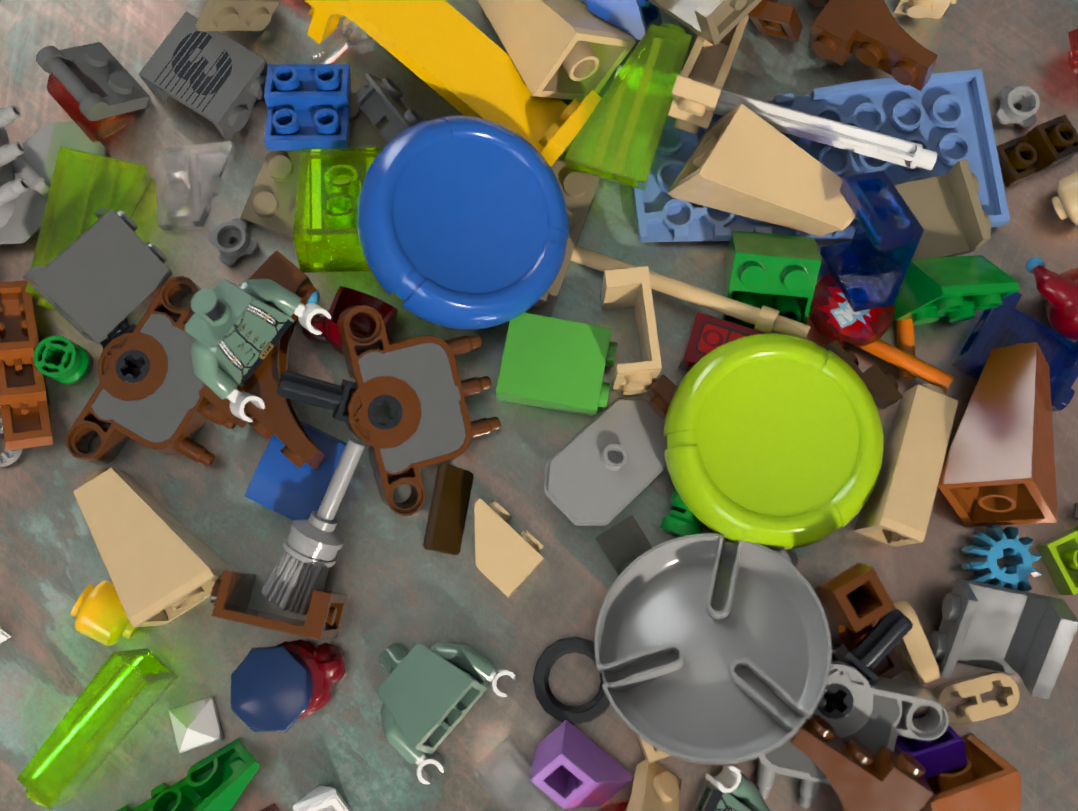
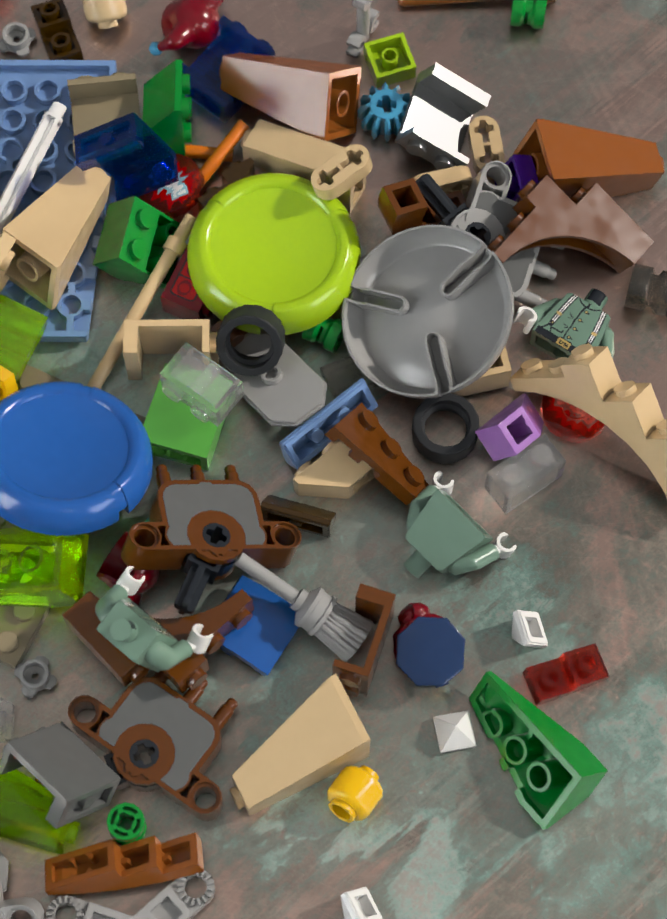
camera: 85 degrees left, 10 degrees down
(95, 725) = (448, 800): clear neon green slope -> none
(526, 593) = (372, 444): none -> reddish brown wing
(559, 534) = (309, 437): none -> medium blue slope
(580, 370) = (201, 385): none -> clear brick
(670, 426) = (242, 363): none -> black tyre
(891, 511) = (341, 172): none -> tan beam

